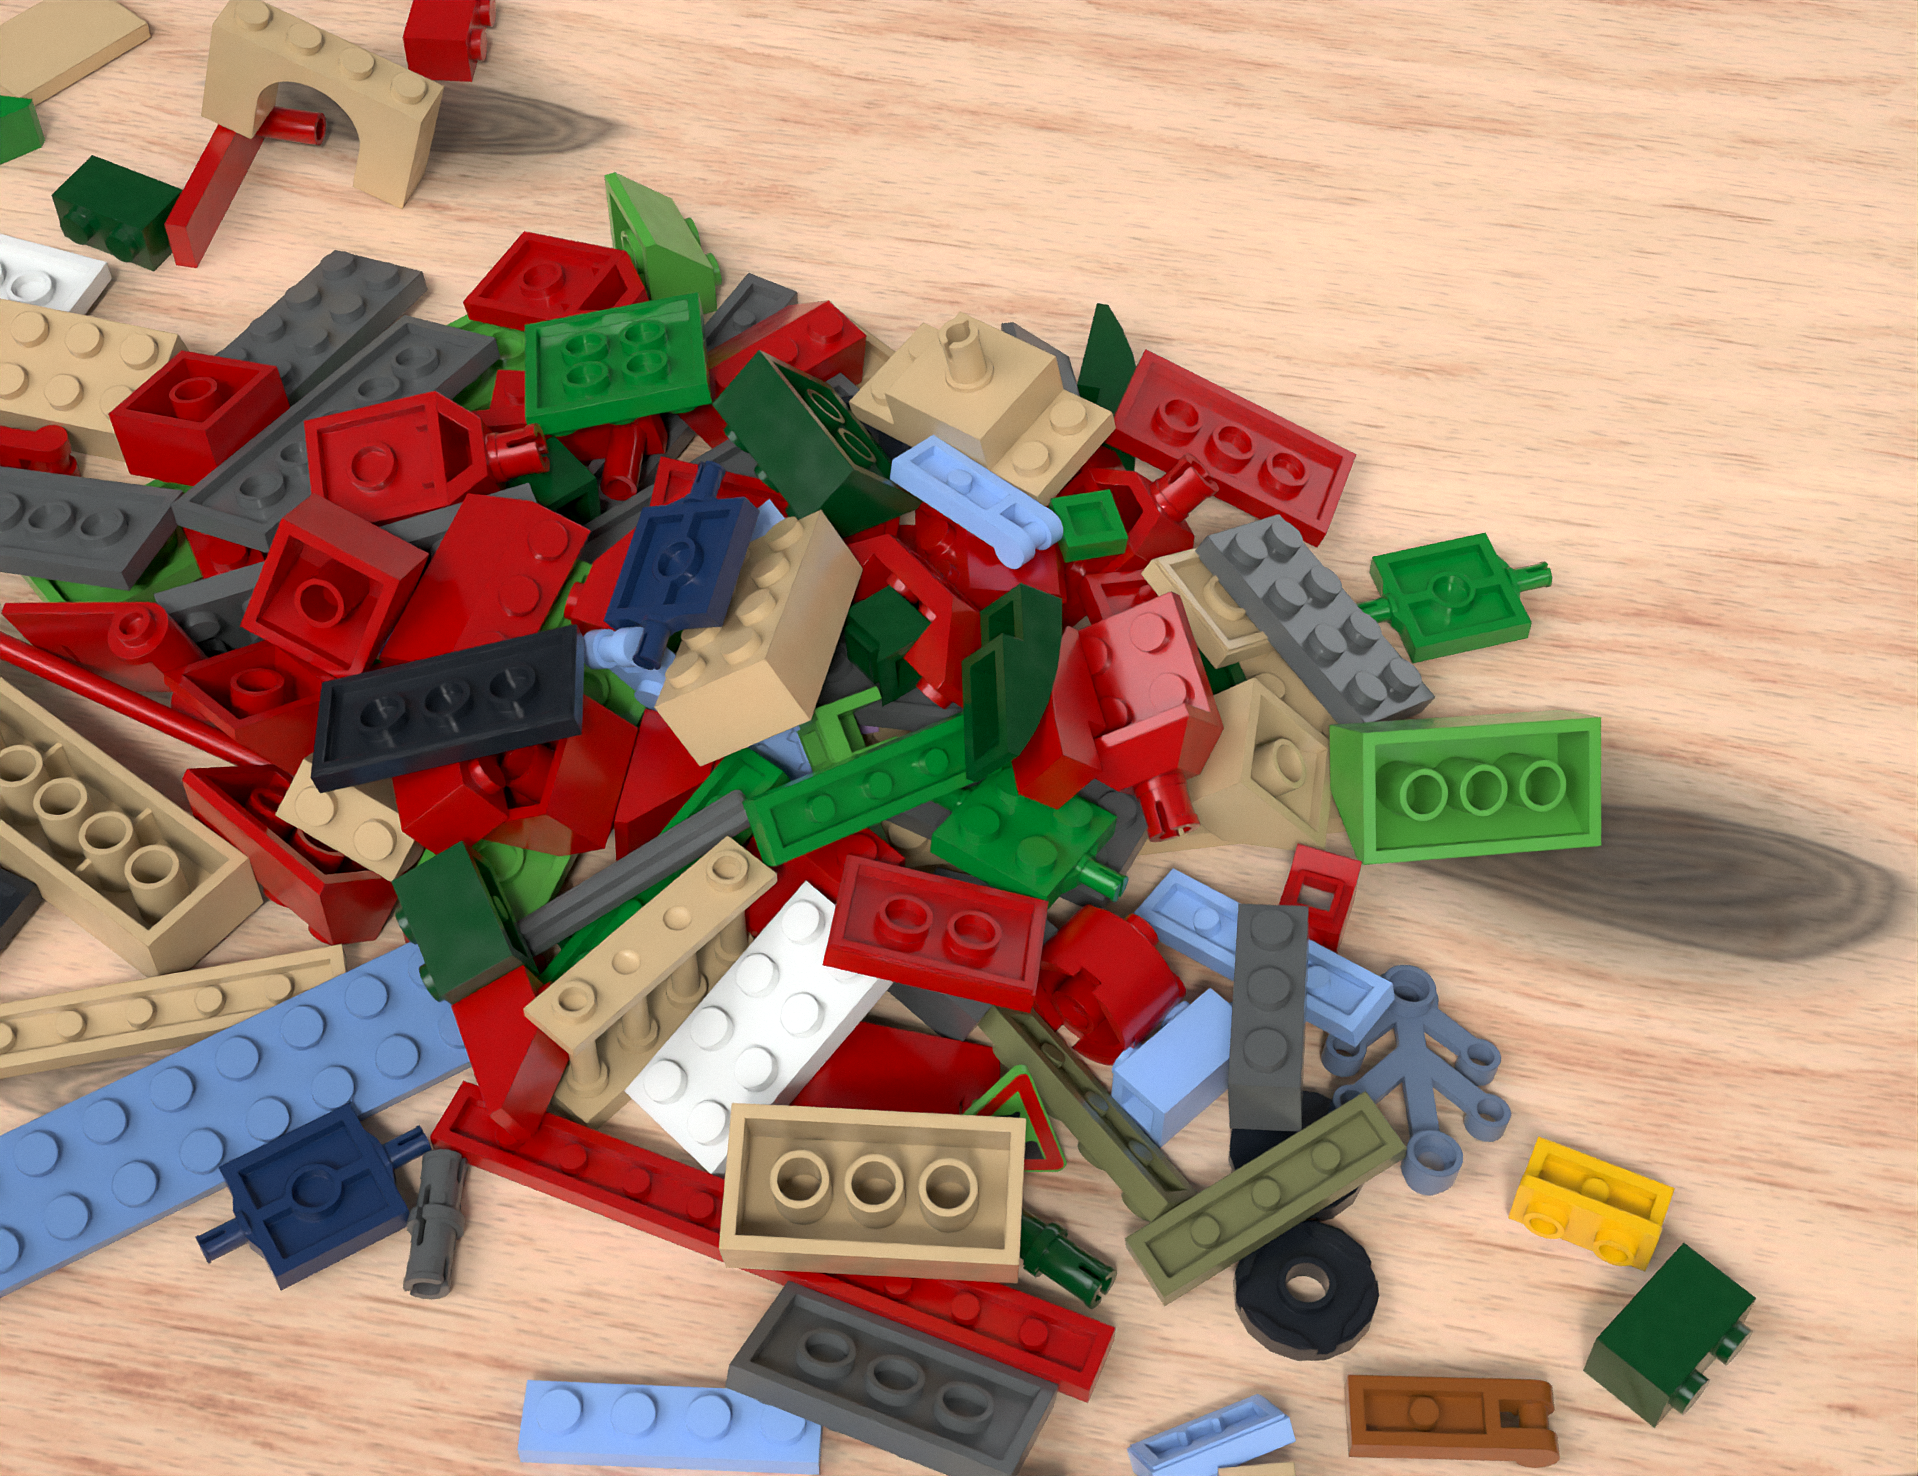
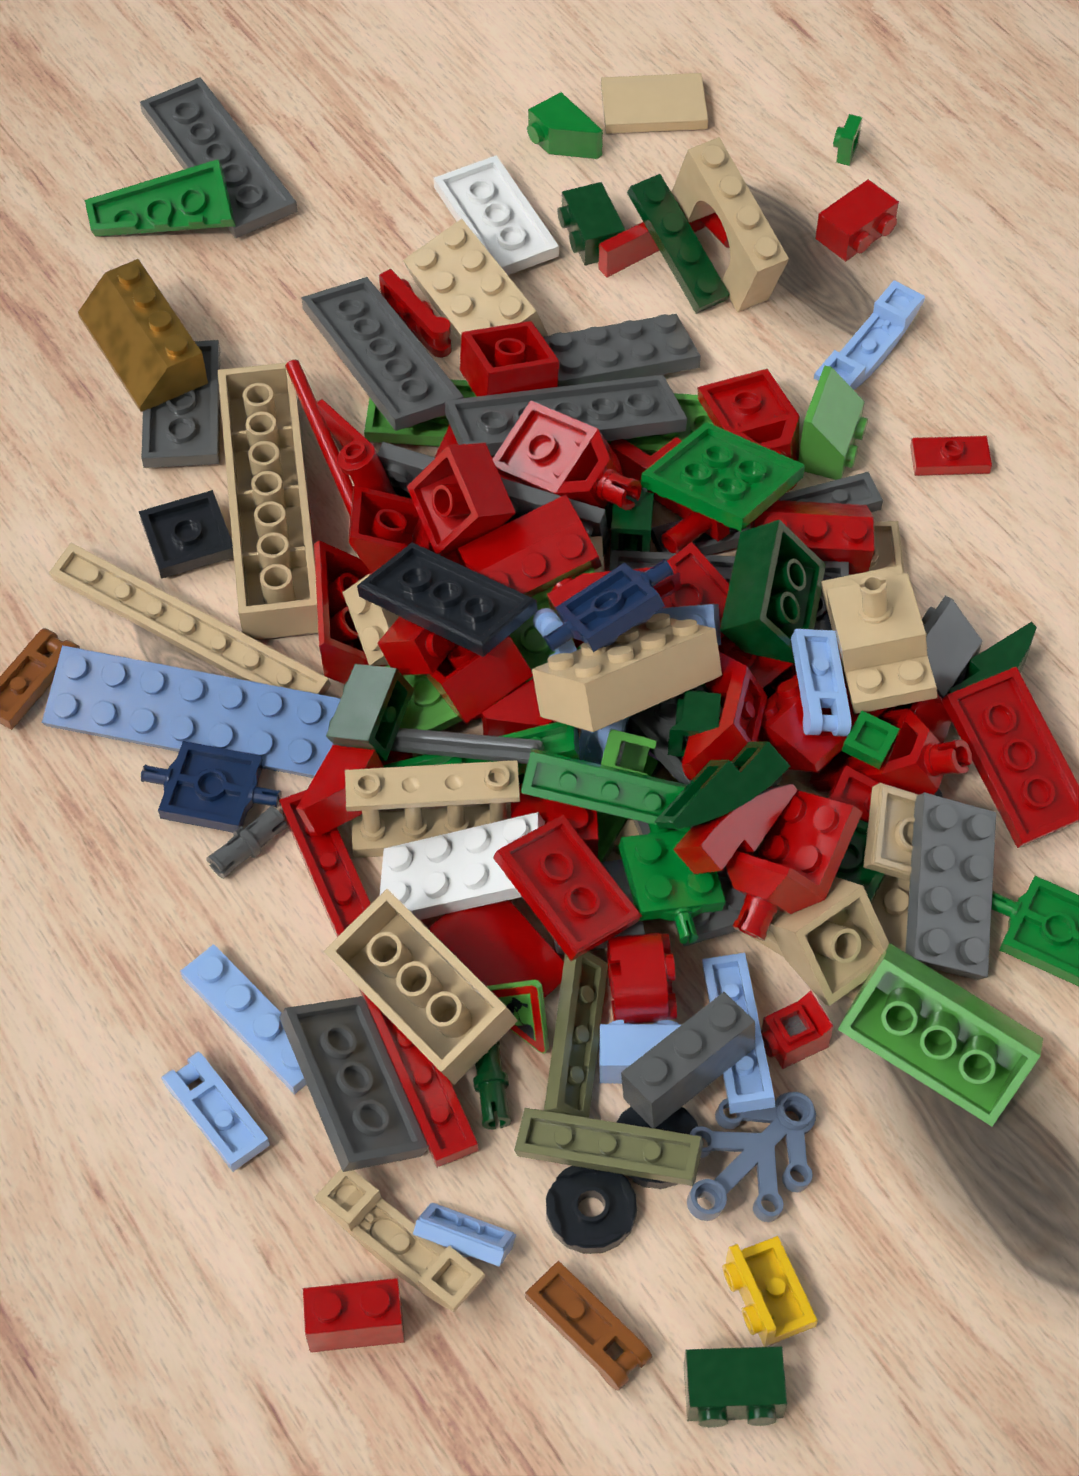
camera: 45 degrees right, 5 degrees up
(262, 166) = (678, 243): none -> dark green plate
(596, 127) = (877, 336): none -> light blue slope
(812, 204) = (950, 455): none -> red plate

